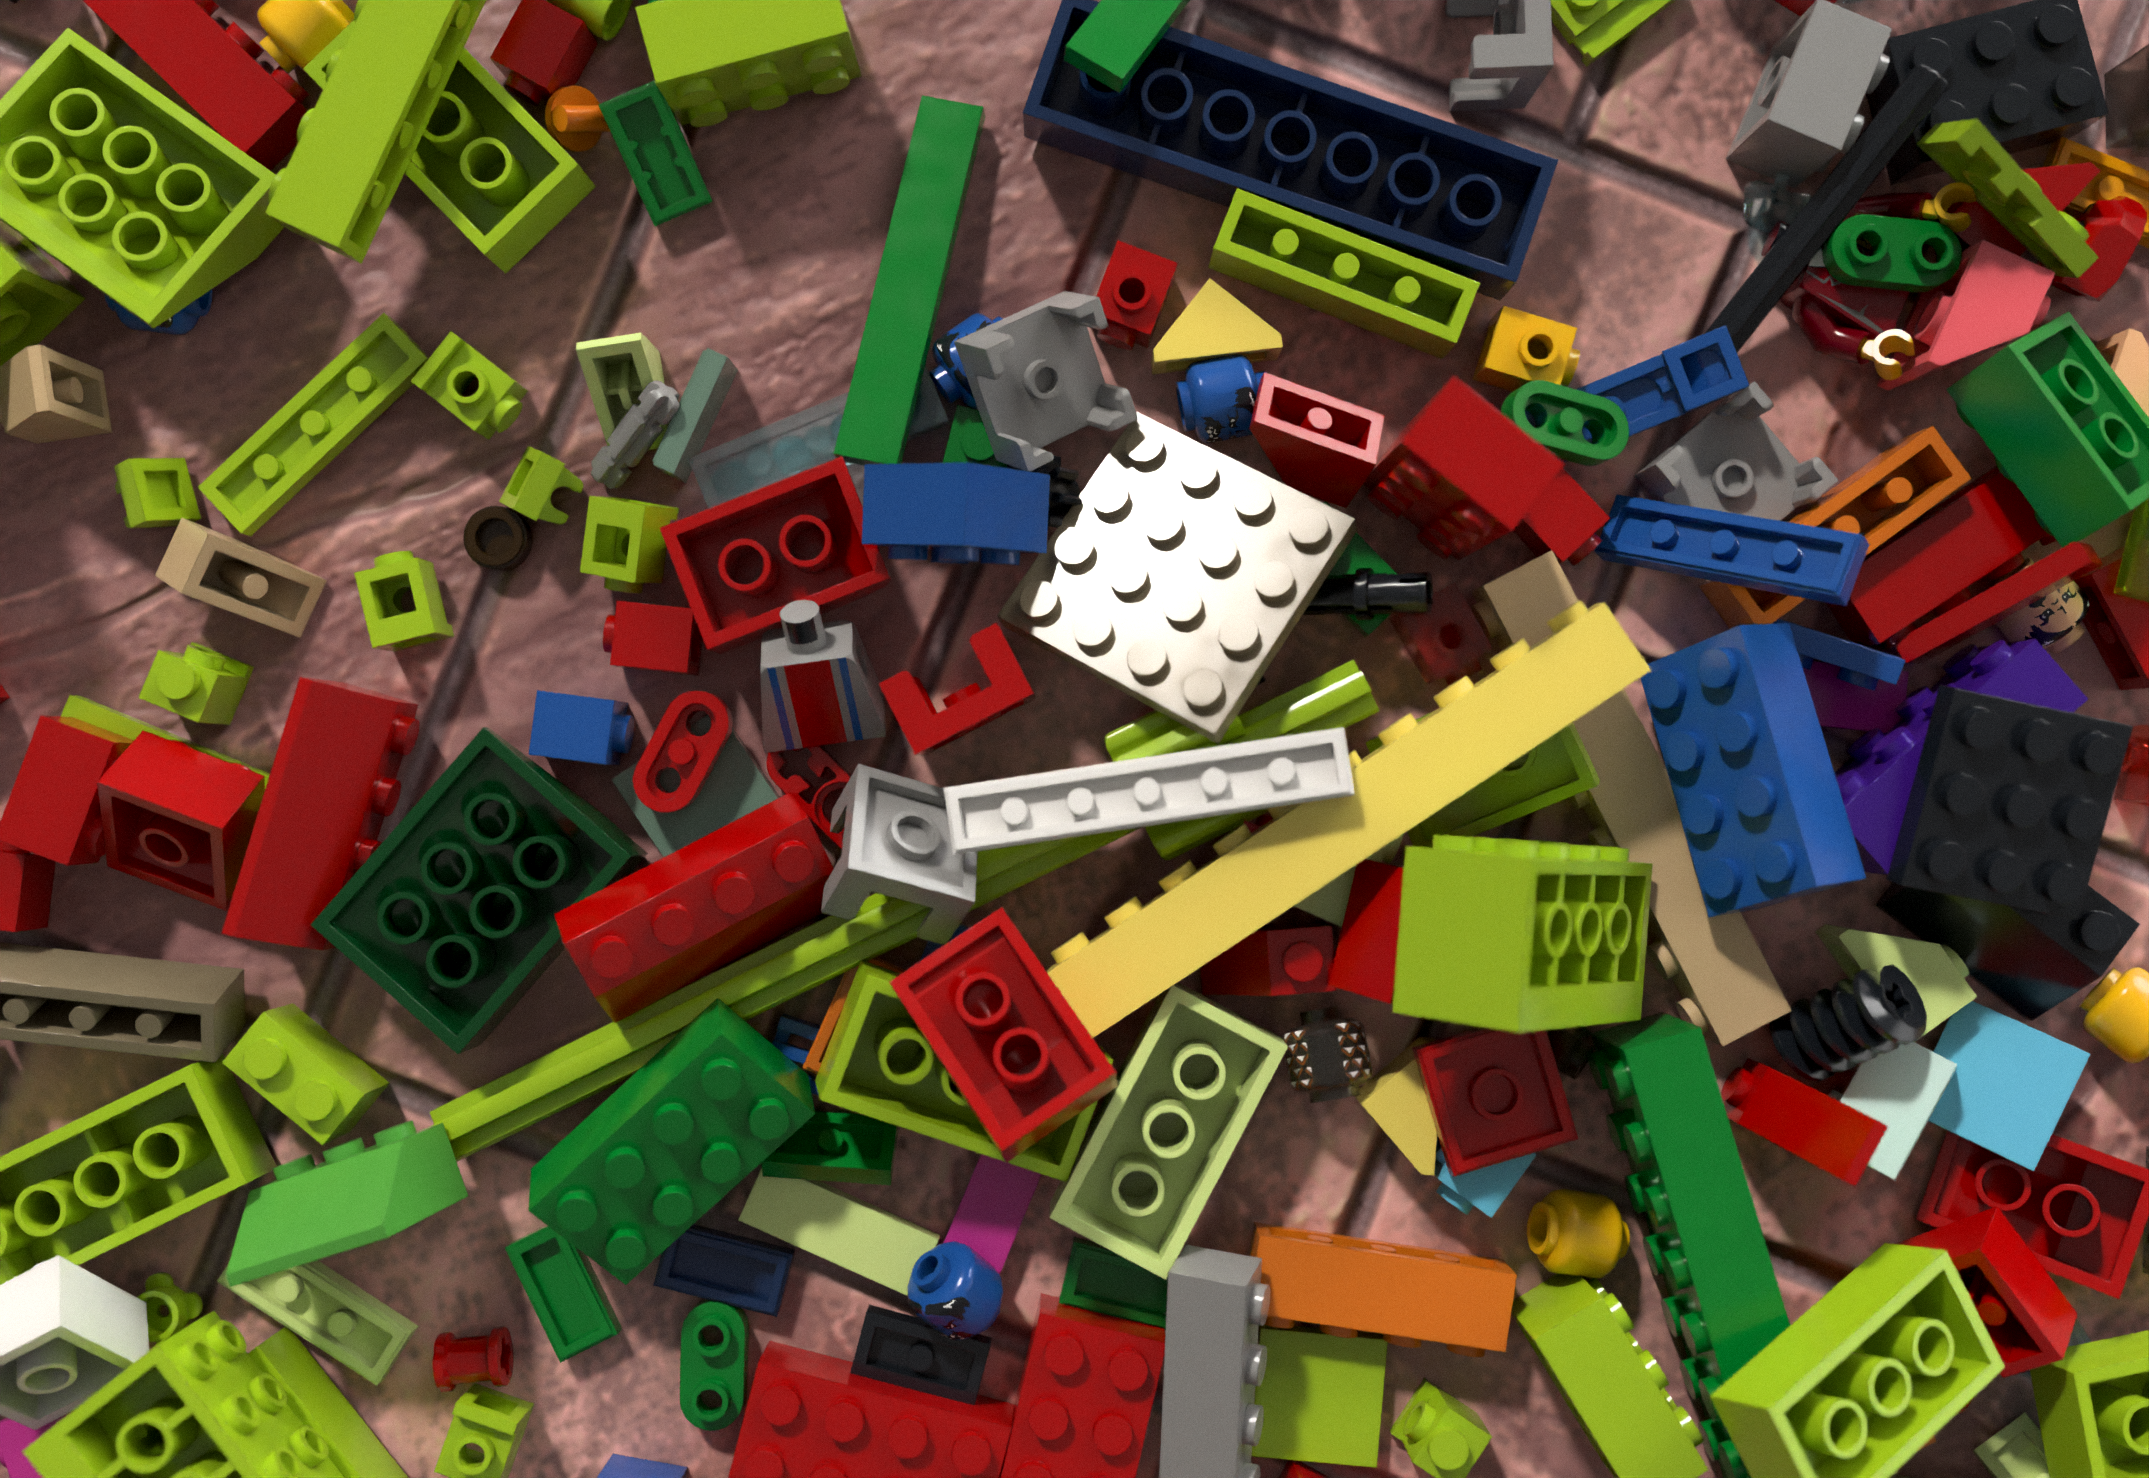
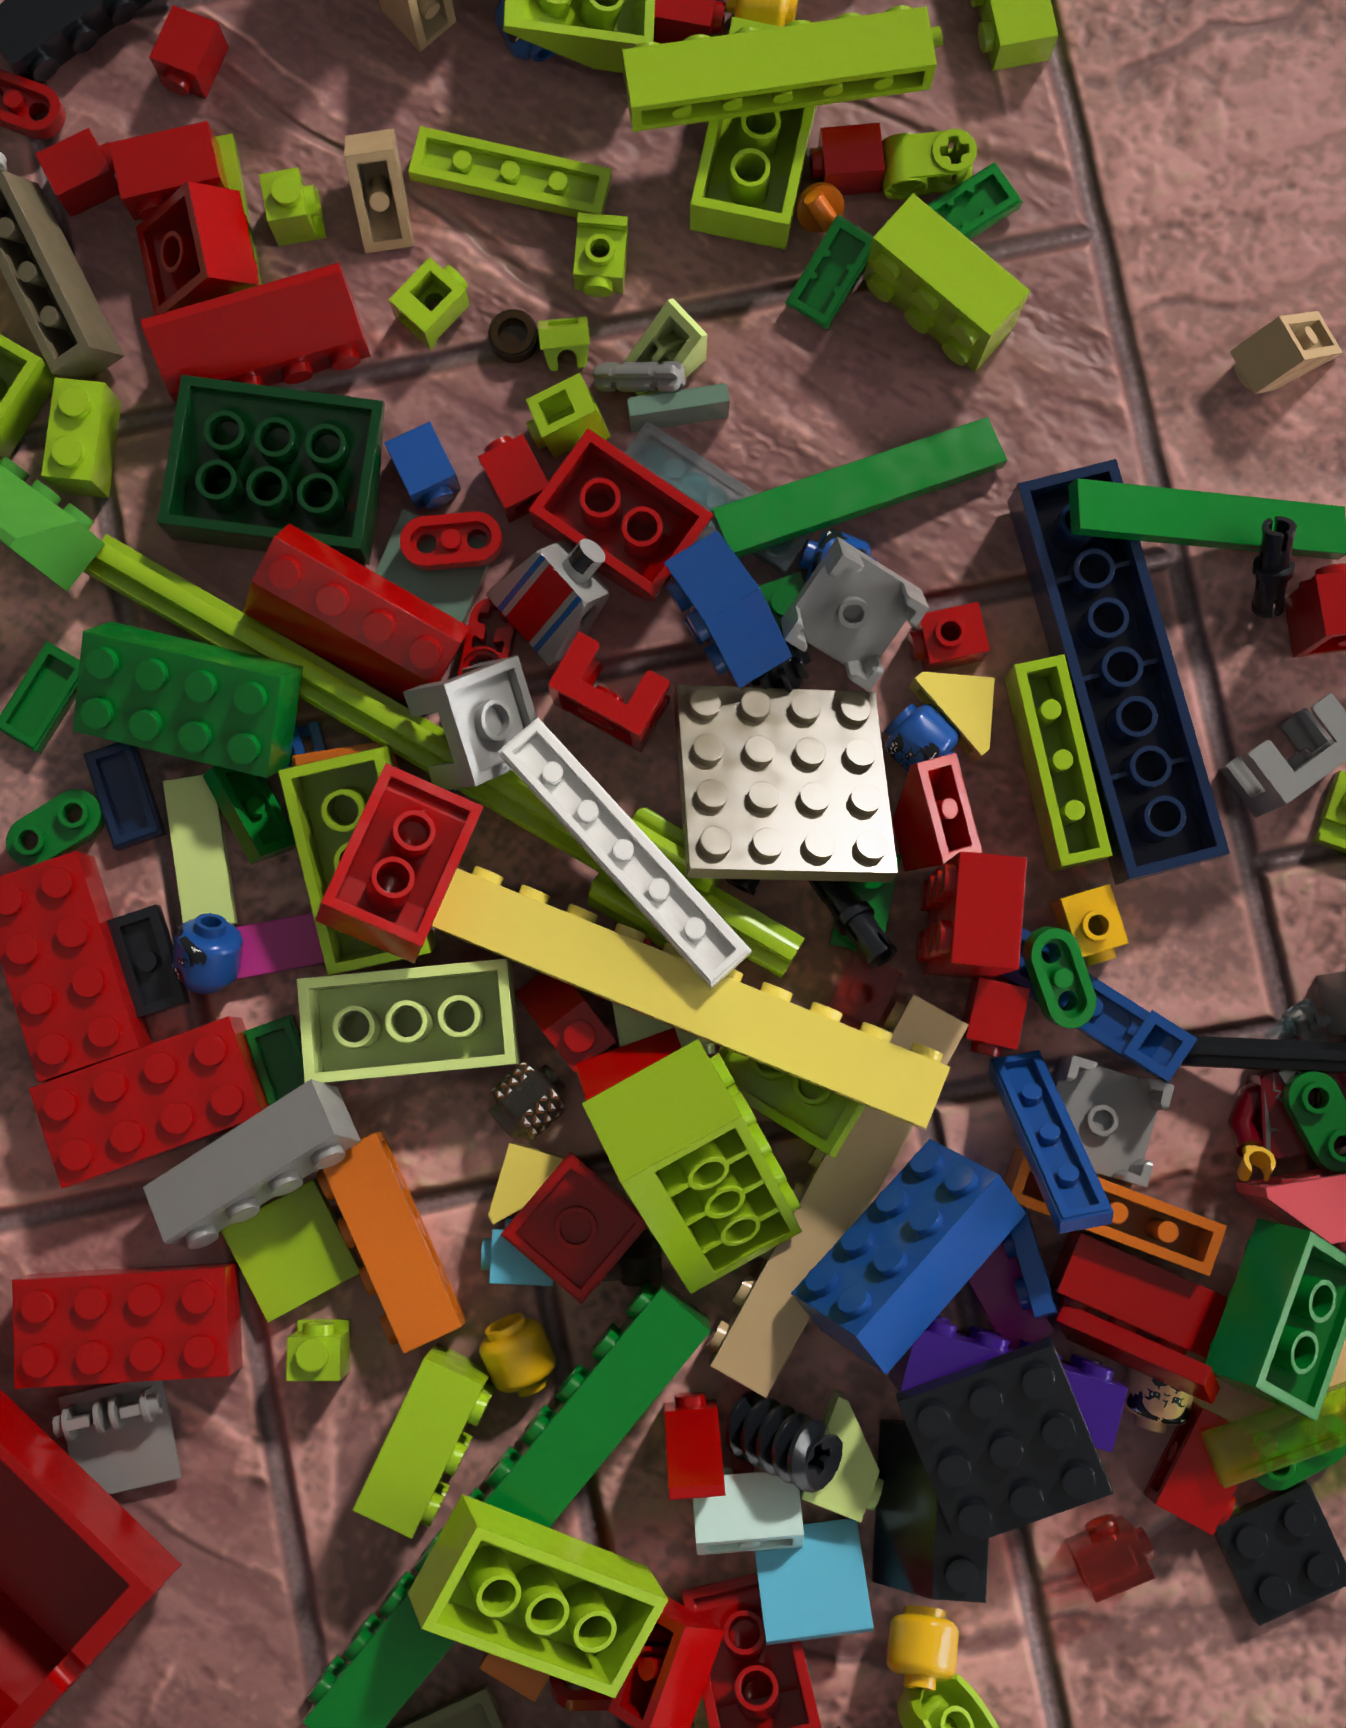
camera: 60 degrees right, 5 degrees down
(156, 492) = (399, 103): lime tile -> none

